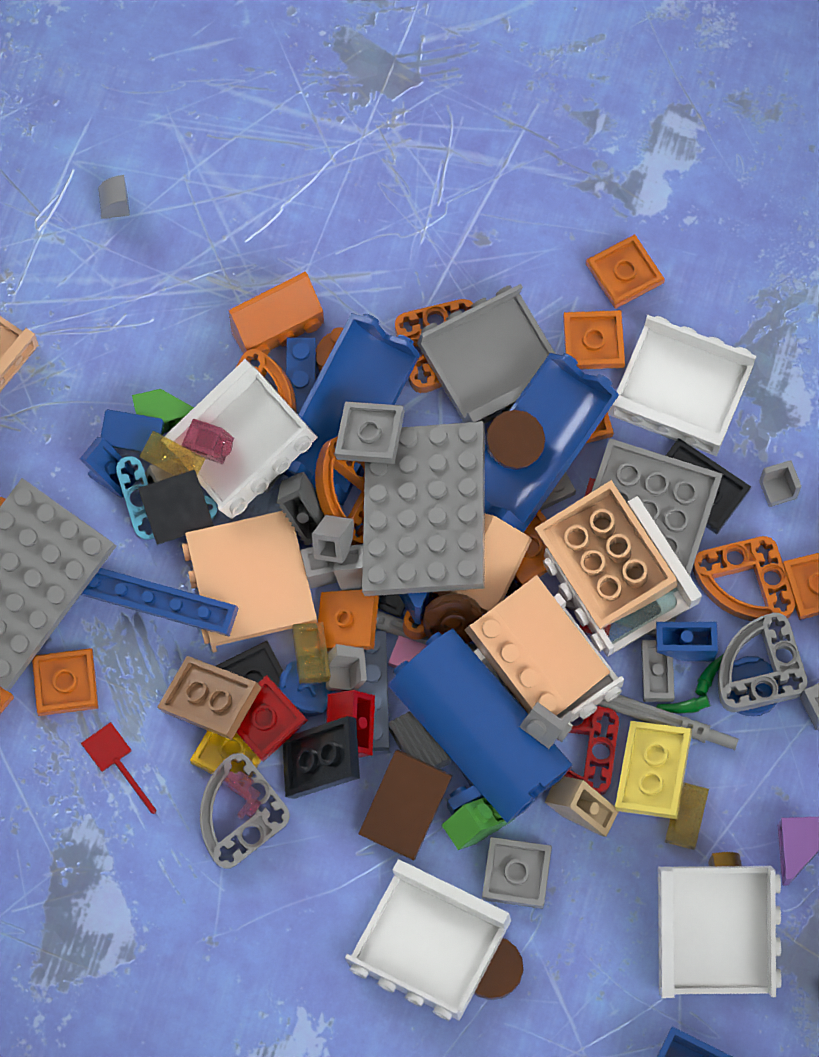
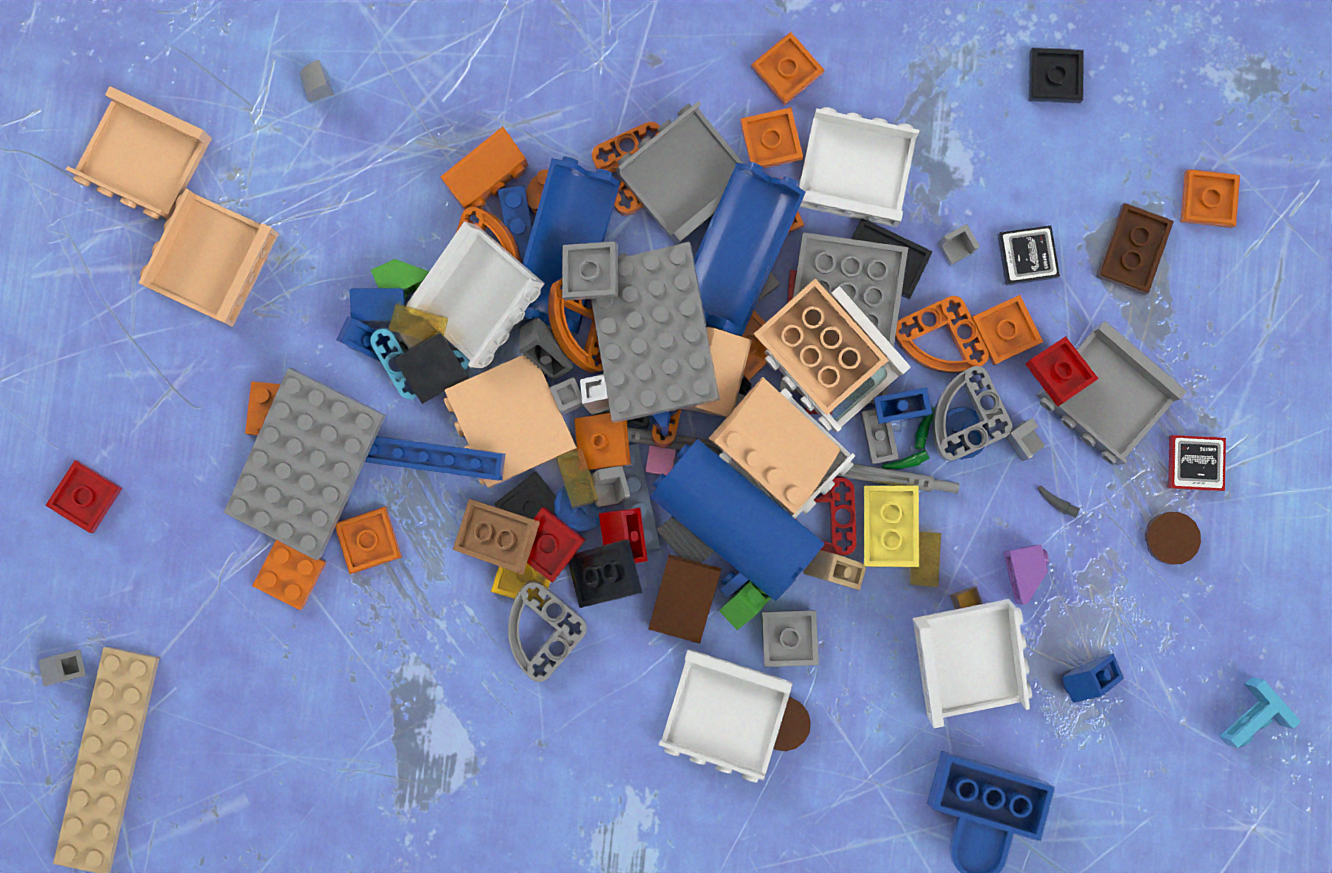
camera: 10 degrees left, 15 degrees up
(108, 748) = (417, 591): red piece -> none
(208, 441) = (447, 302): clear pink brick -> none
(242, 785) = (540, 613): clear pink bracket -> none
(333, 538) = (576, 375): light grey brick -> none
(451, 612) = (692, 426): reddish brown tile -> none
(515, 439) = (720, 250): reddish brown tile -> none
(546, 726) = (797, 517): light grey bracket -> none

